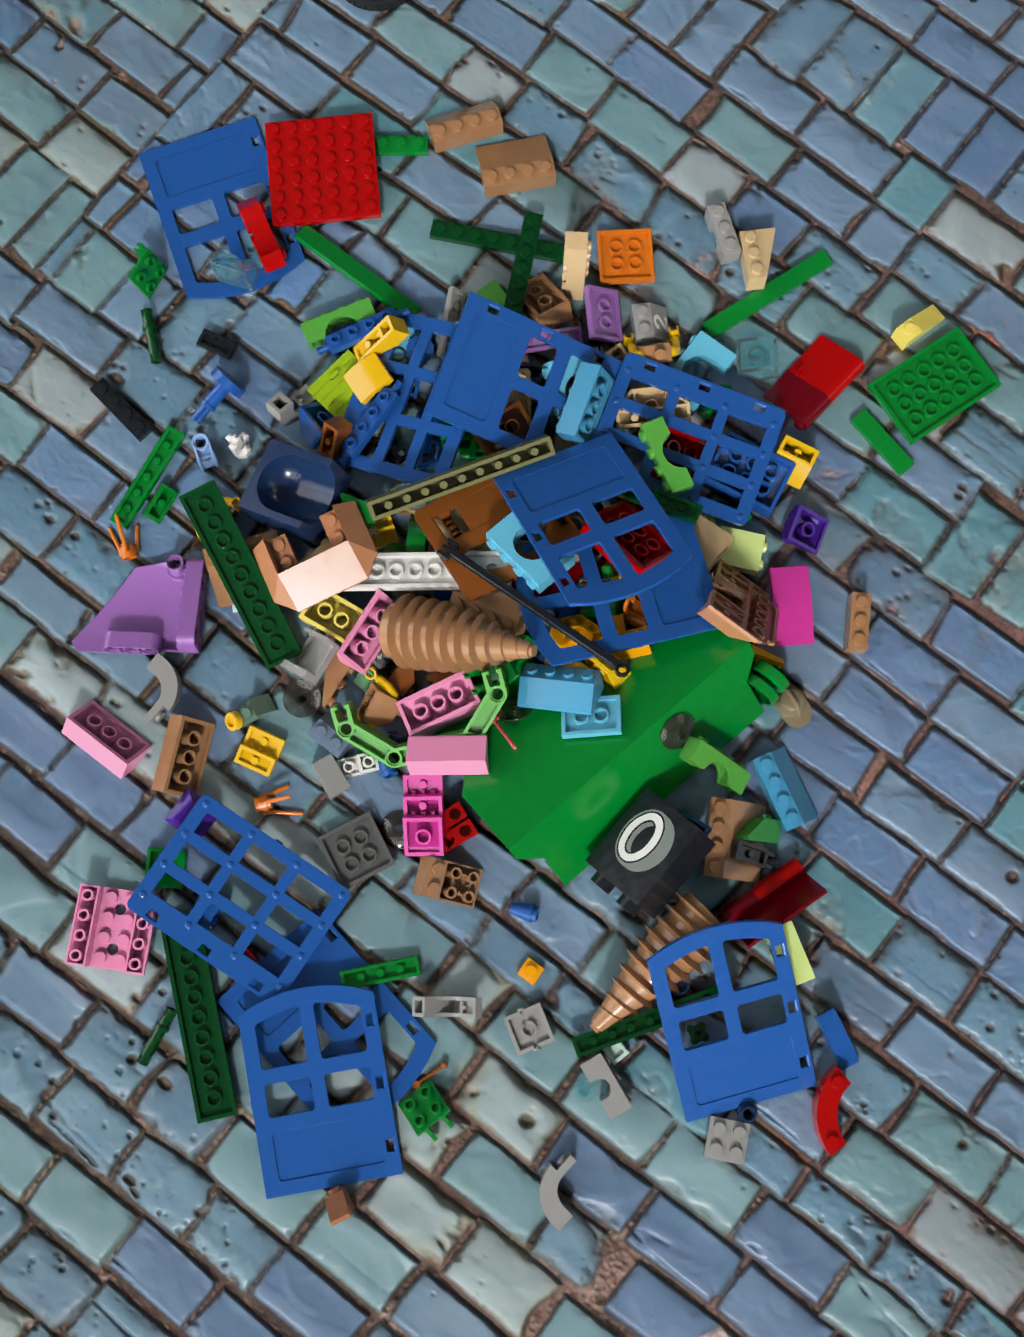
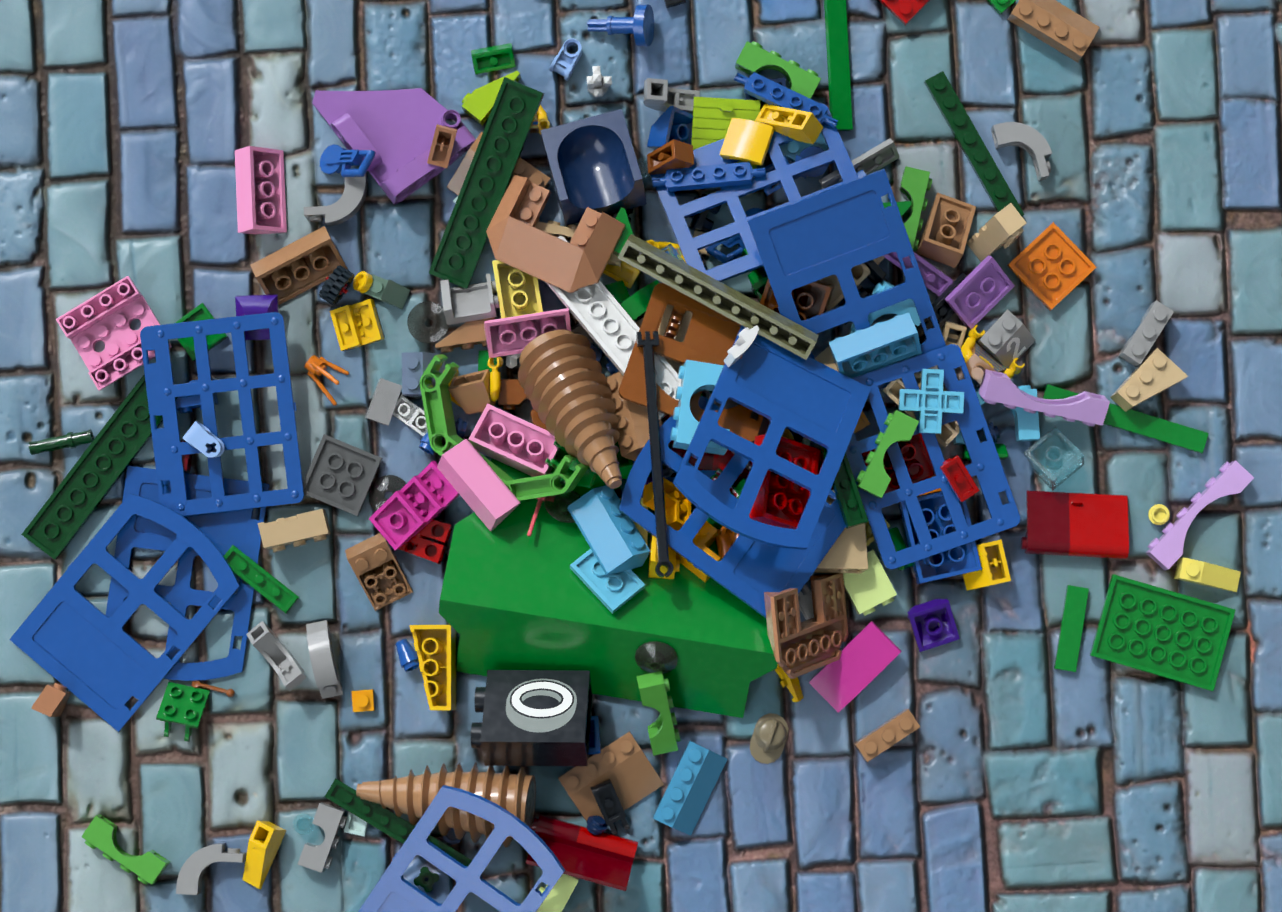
camera: 50 degrees right, 5 degrees up
(127, 549) = (428, 67): orange plant -> none
(135, 662) = (338, 160): none -> blue piece
(148, 476) = (505, 30): green plate -> none
(182, 532) = (482, 99): none -> lime slope
(187, 581) = (442, 146): none -> nougat slope
(219, 740) = (336, 285): none -> black wheel
(243, 927) = (201, 438): none -> light blue piece
(367, 917) = (294, 530): none -> tan wedge
(471, 1251) = (102, 834): none -> bright green arch
(477, 974) = (322, 659): none -> light grey arch
(508, 484) = (744, 341): none -> white slope
(516, 166) = (1055, 99): medium nougat slope -> none
(523, 261) = (961, 186): dark green plate -> none
(528, 1029) = (315, 738): light grey plate -> none
(532, 201) = (1027, 138): none -> light grey arch
(548, 893) = (437, 663): none -> yellow wedge
(580, 1139) = (261, 852): none -> yellow slope
(653, 399) = (931, 401): none -> medium azure plate
(686, 346) = (1085, 407): none -> lavender arch
(723, 424) = (959, 478): none -> red plate
(758, 876) = (596, 825): none -> dark blue plate
(761, 830) = (636, 796): green slope -> none
(766, 682) = (765, 697): green wheel -> none
(851, 324) = (1158, 514): none -> light yellow plate
(879, 333) = (1170, 545): none -> lavender arch

